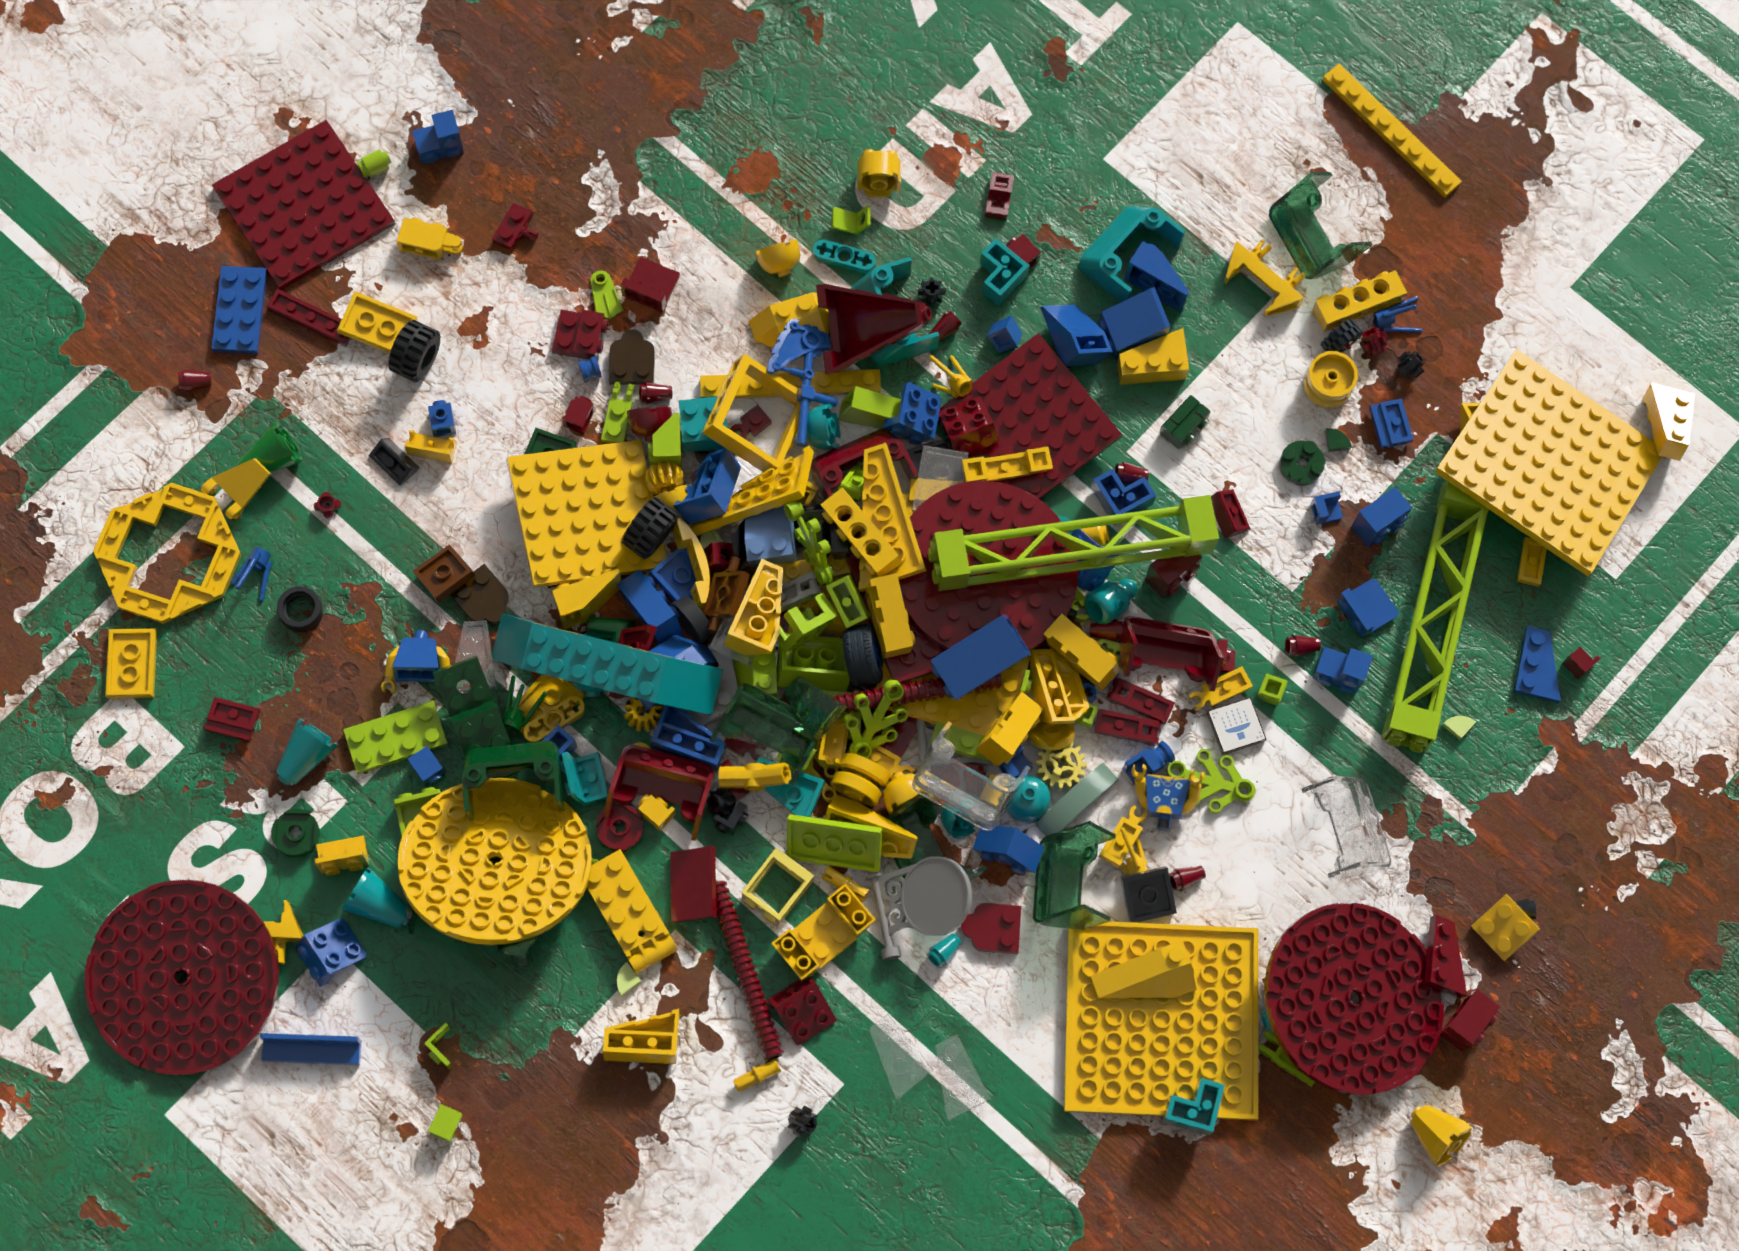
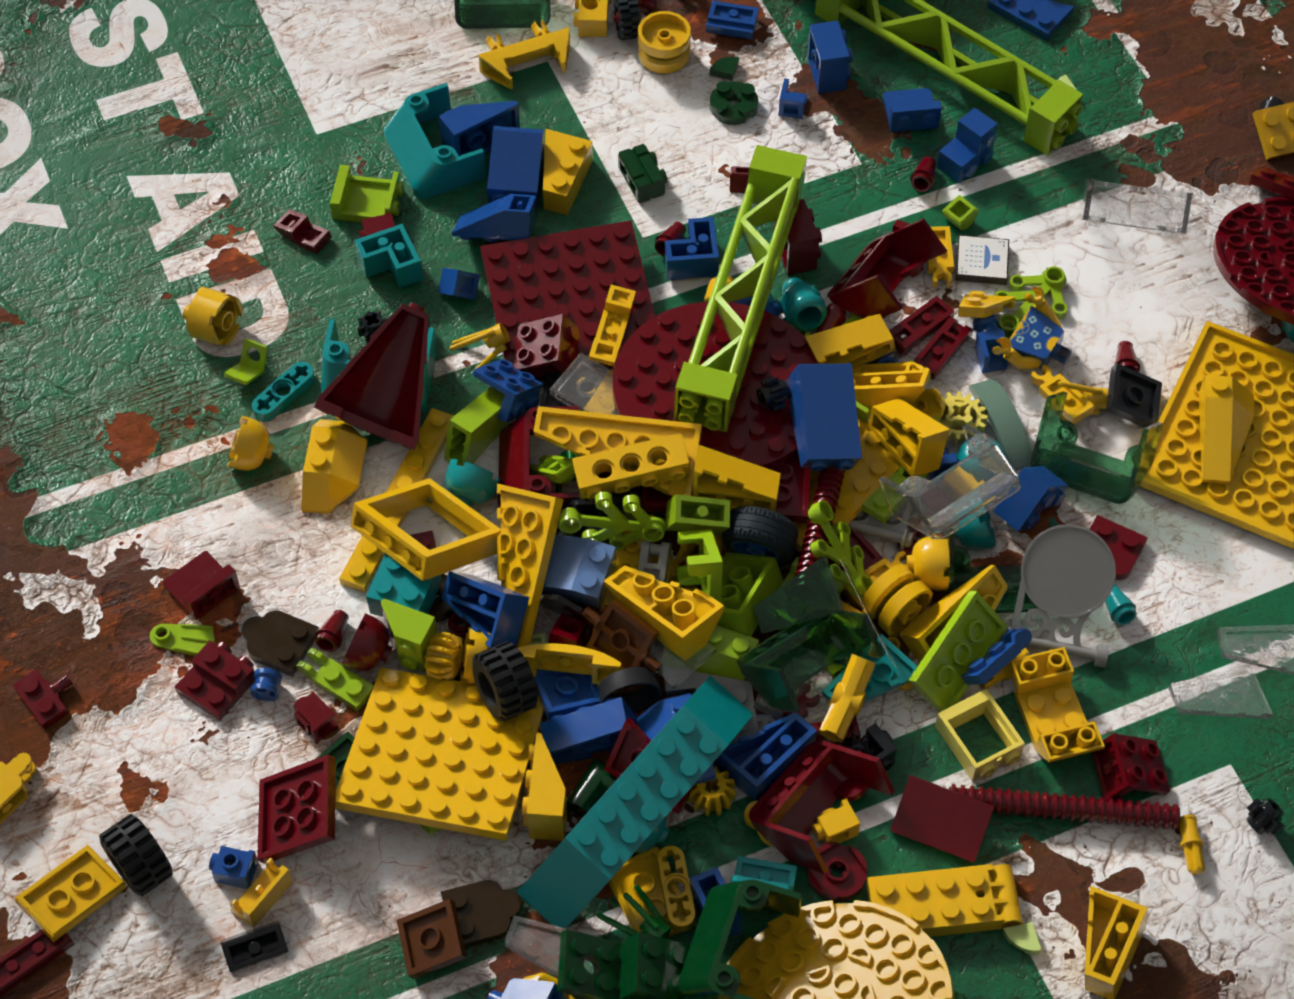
camera: 60 degrees left, 15 degrees down
(497, 437) = (297, 809): none -> dark red plate
(797, 343) = (365, 457): blue bar -> none
(824, 760) = (869, 615): none -> sticker
(845, 873) = (999, 656): none -> blue hinge
(985, 610) = (773, 393): none -> black gear
(1054, 225) = (364, 197): none -> lime panel
(1180, 740) = (979, 305): none -> yellow wing

